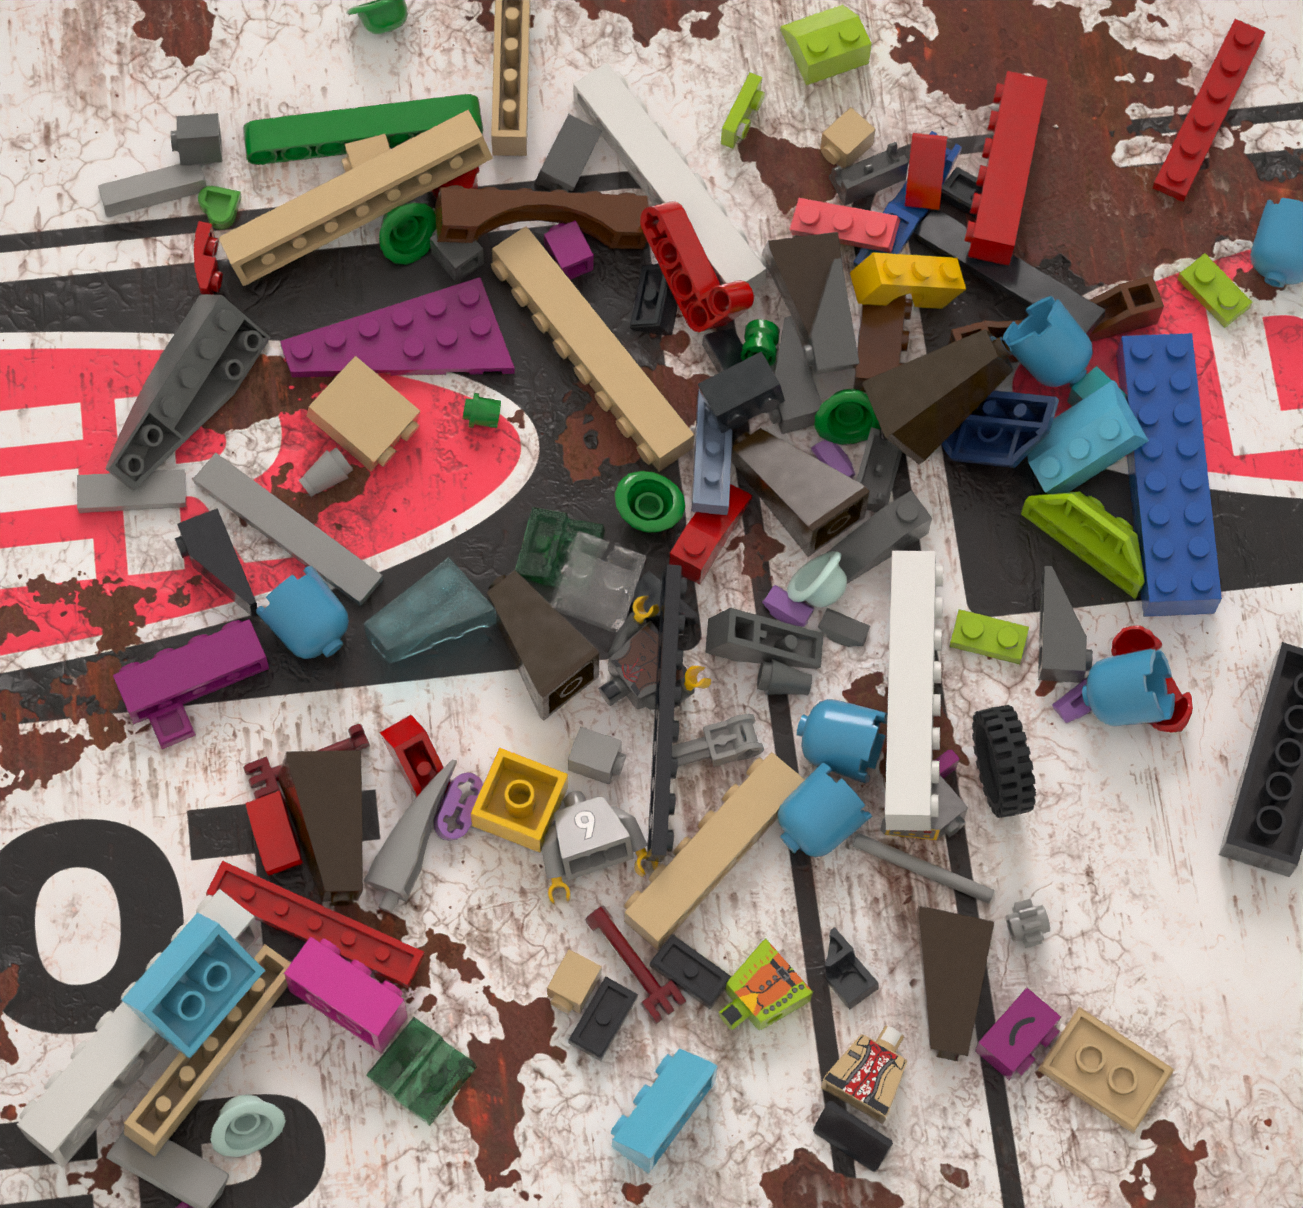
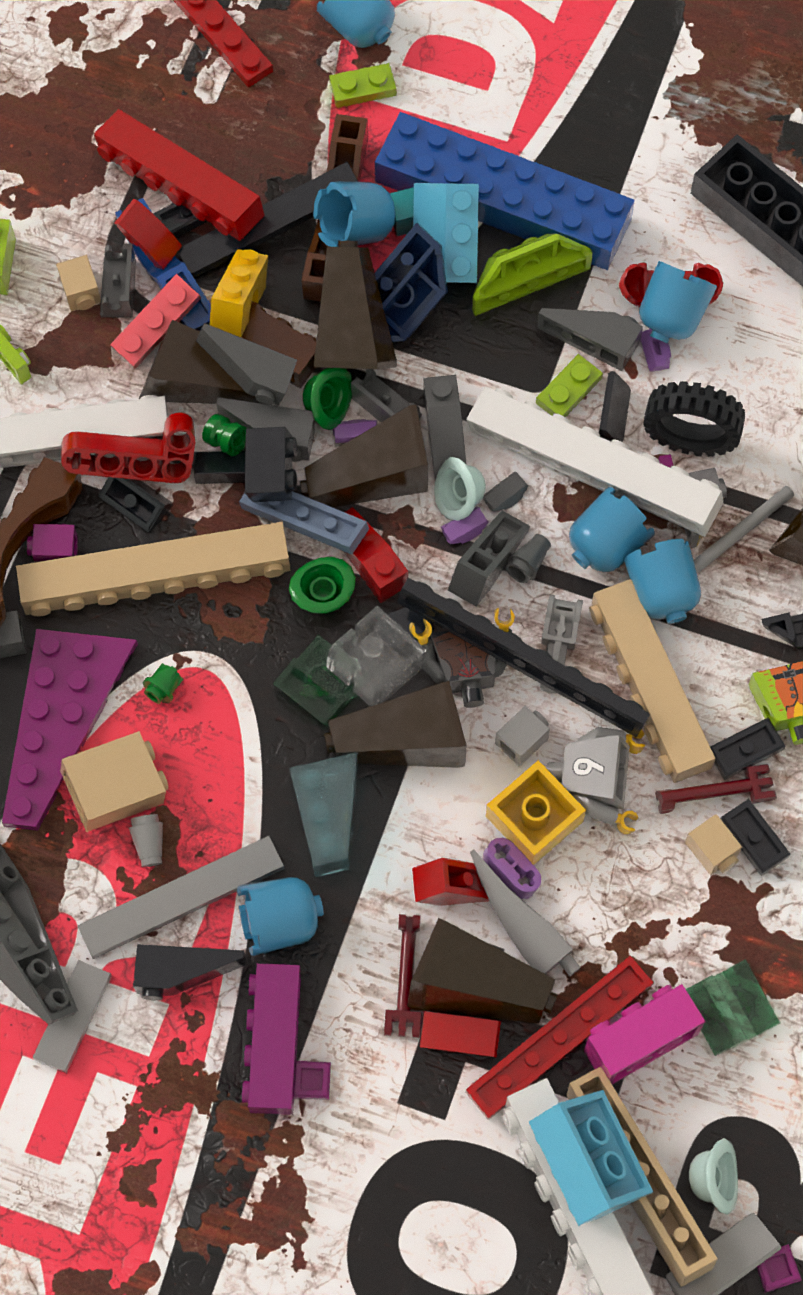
camera: 60 degrees left, 0 degrees up
(985, 688) = (614, 408): none -> black slope

